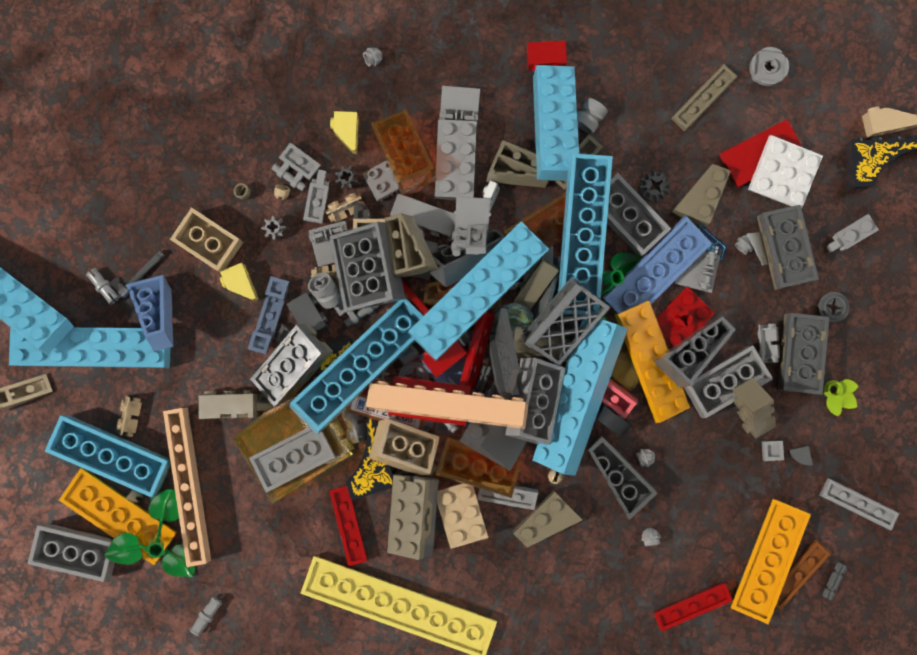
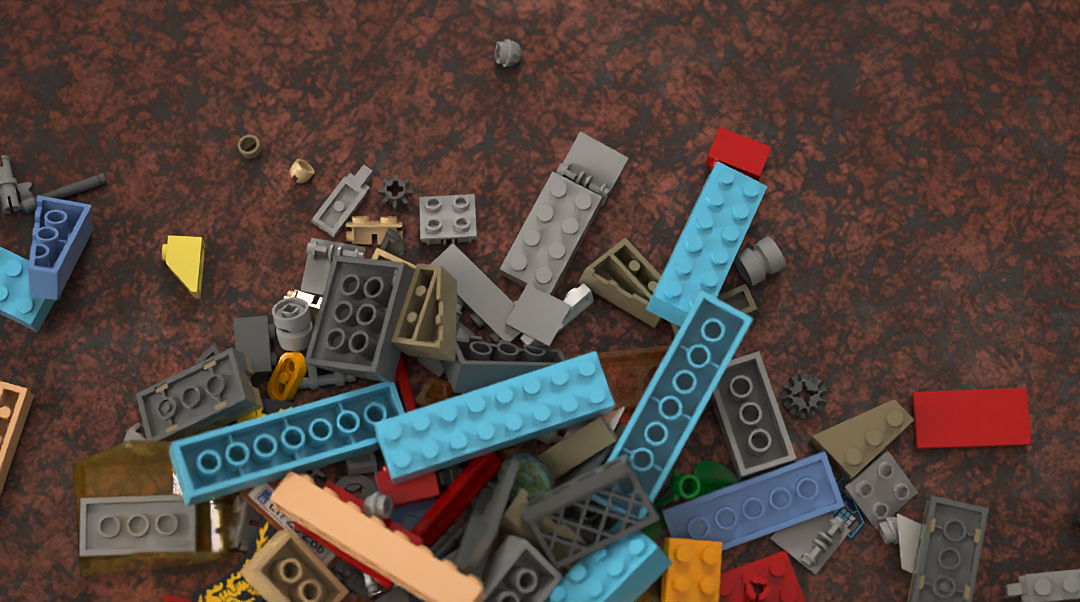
camera: 20 degrees right, 10 degrees down
(206, 240) = (171, 187): tan brick -> none
(228, 405) = (88, 415): wedge -> none
(269, 224) = (264, 206): light grey gear -> none
(269, 316) = (204, 325): sand blue slope -> none
(299, 162) = (344, 144): light grey plate -> none
(337, 324) = (287, 376): none -> light orange plate
(346, 128) = (427, 129): light yellow slope -> none
(404, 151) = (486, 192): clear orange brick -> none
(434, 379) = (378, 505): none -> light grey plate
(475, 240) = (518, 347): light grey plate -> none
(704, 97) = (927, 308): dark tan tile -> none
(727, 222) = (880, 489): none -> light grey hinge
(777, 60) = (1019, 314): light grey plate -> none
(785, 172) = (990, 458): white plate -> none

